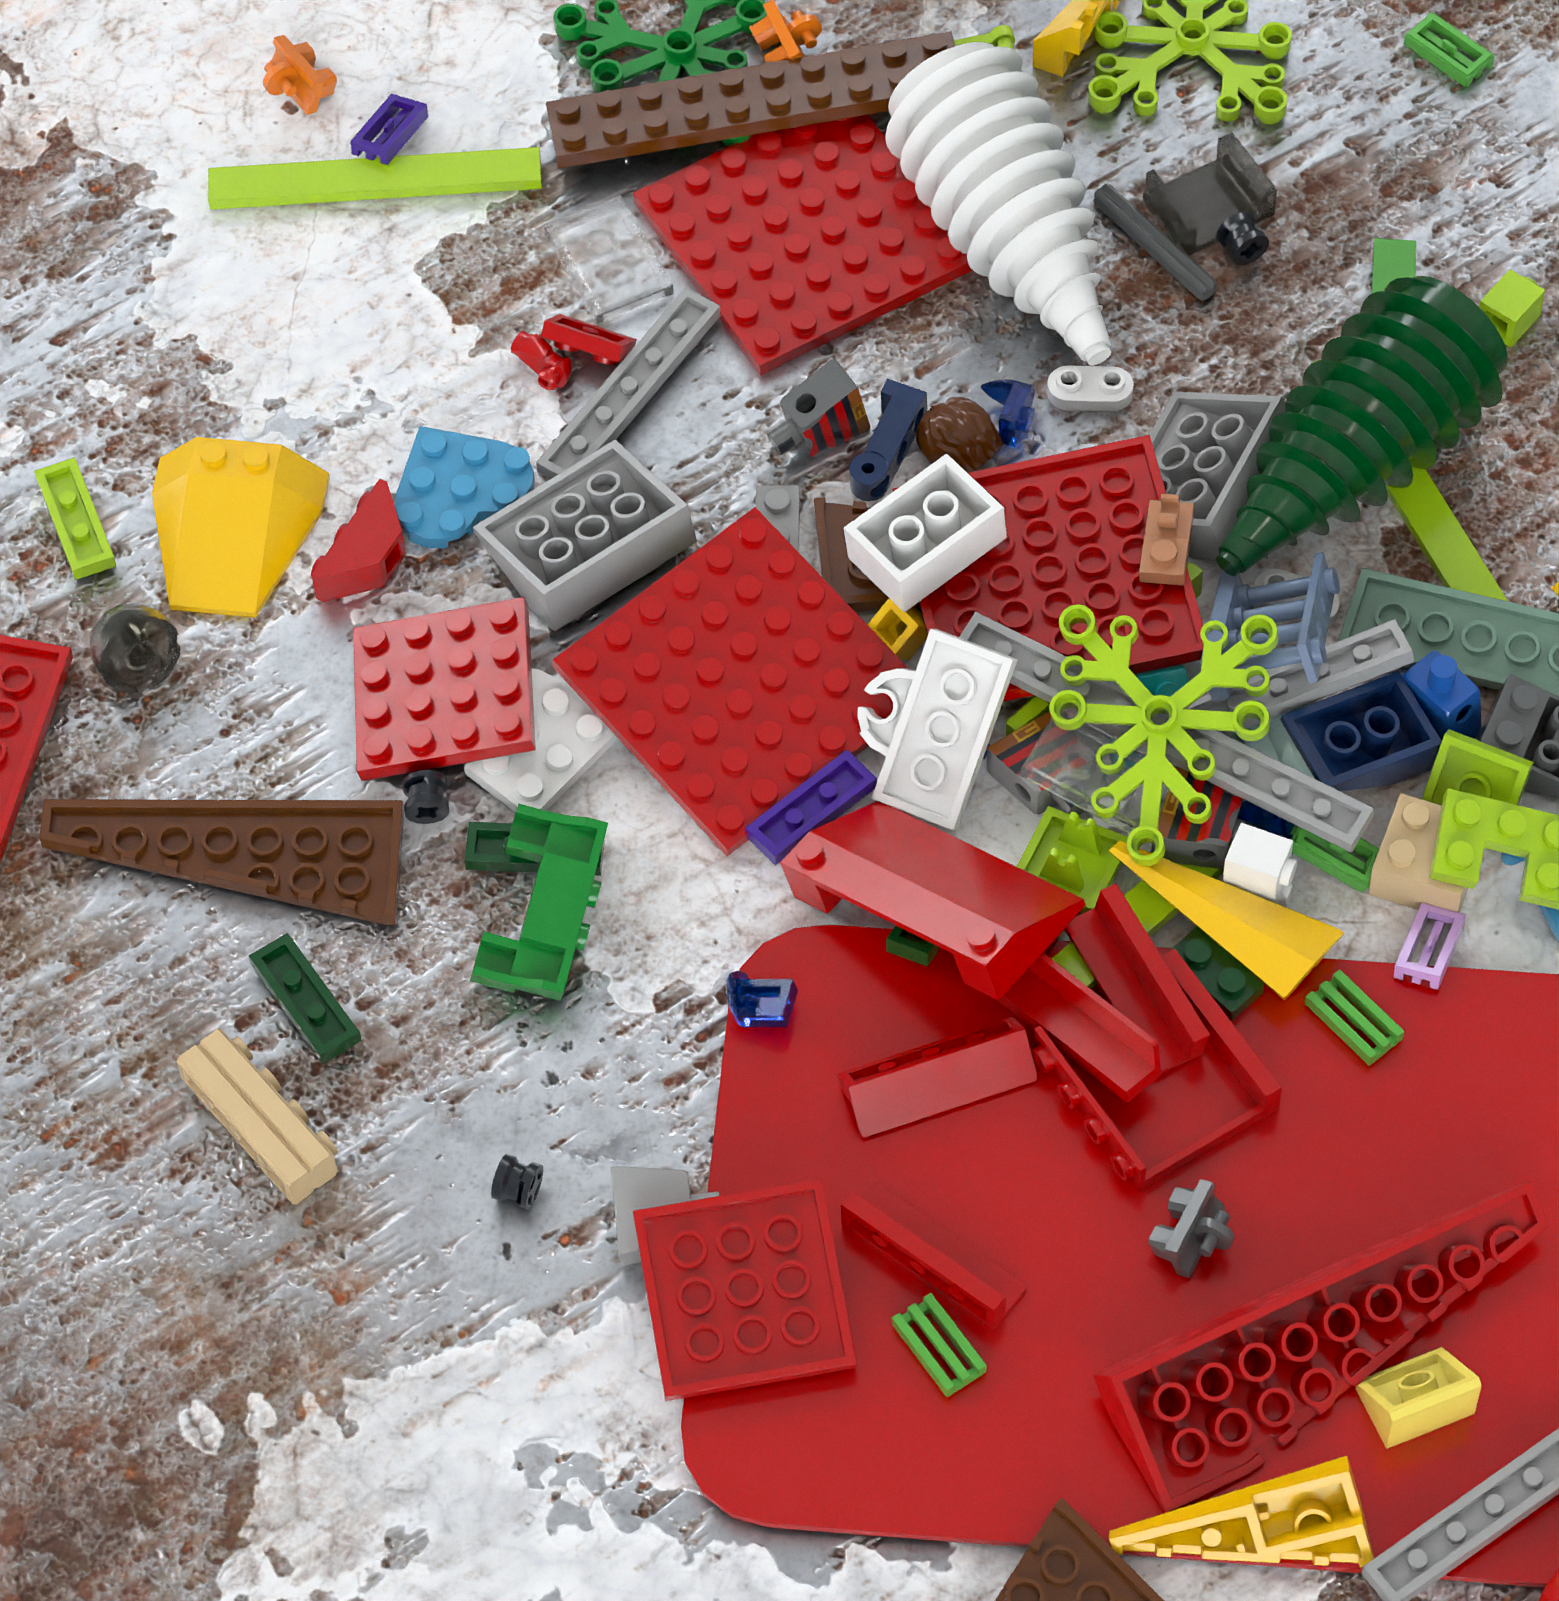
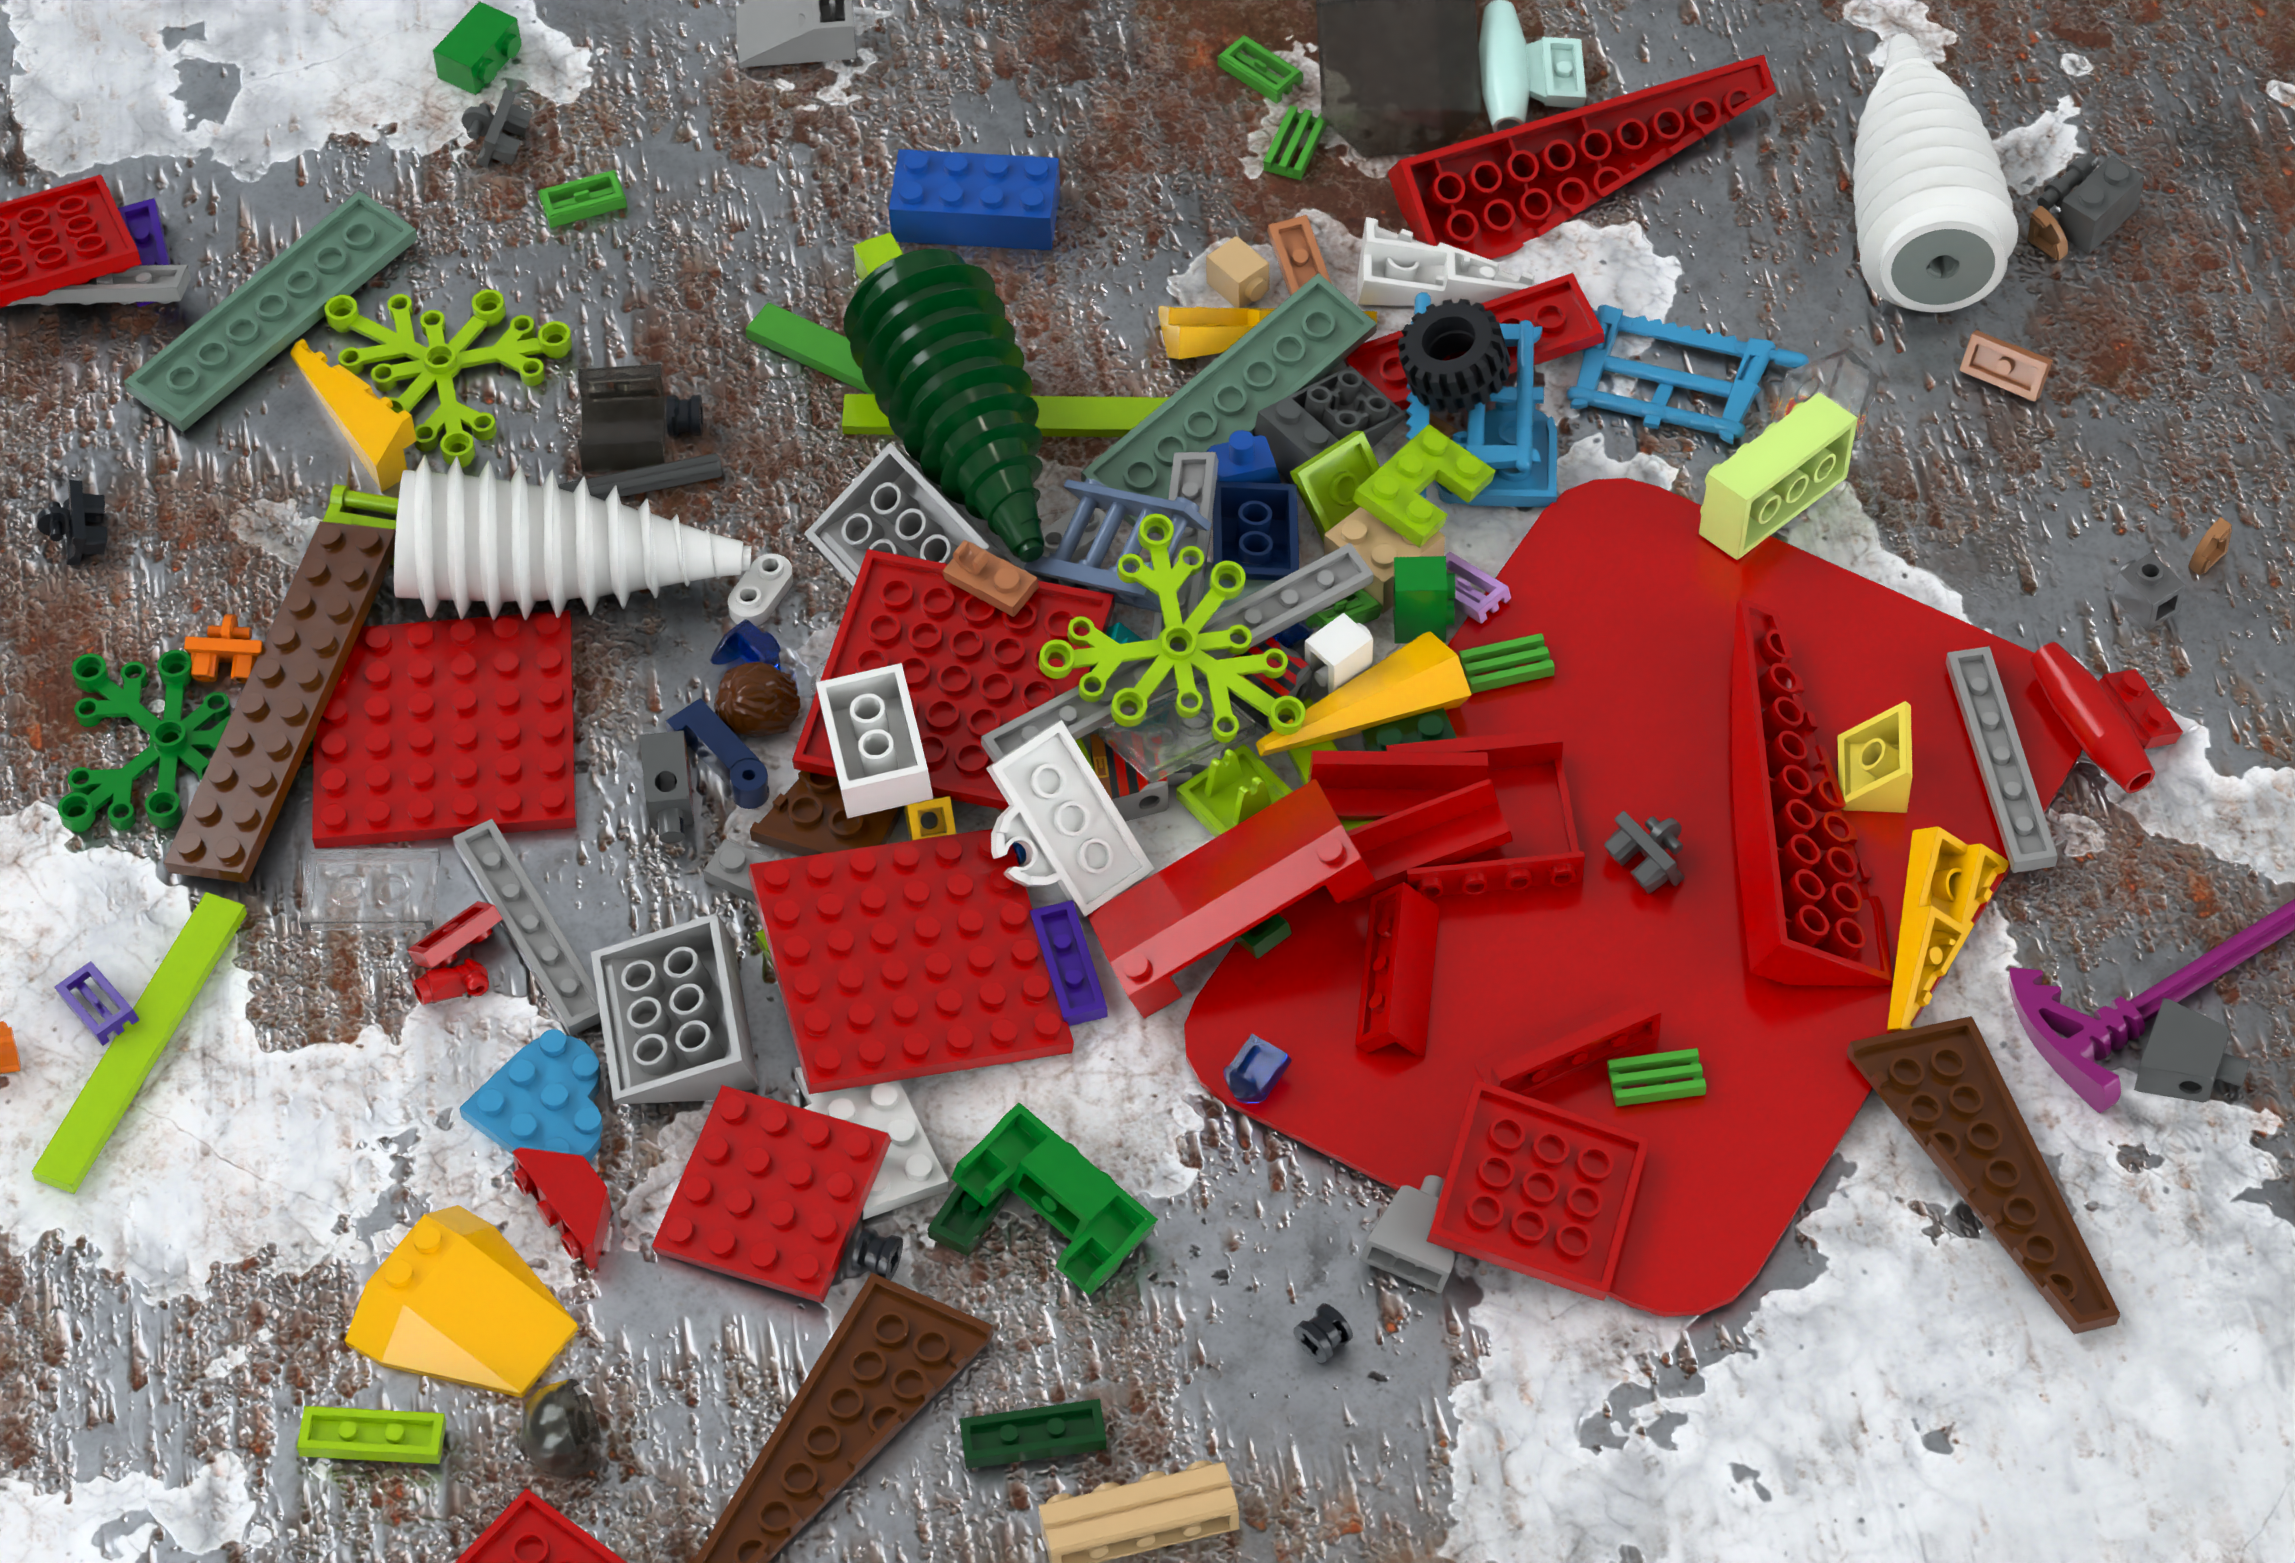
camera: 65 degrees left, 5 degrees down
(1376, 908) = (1421, 597): none -> green brick

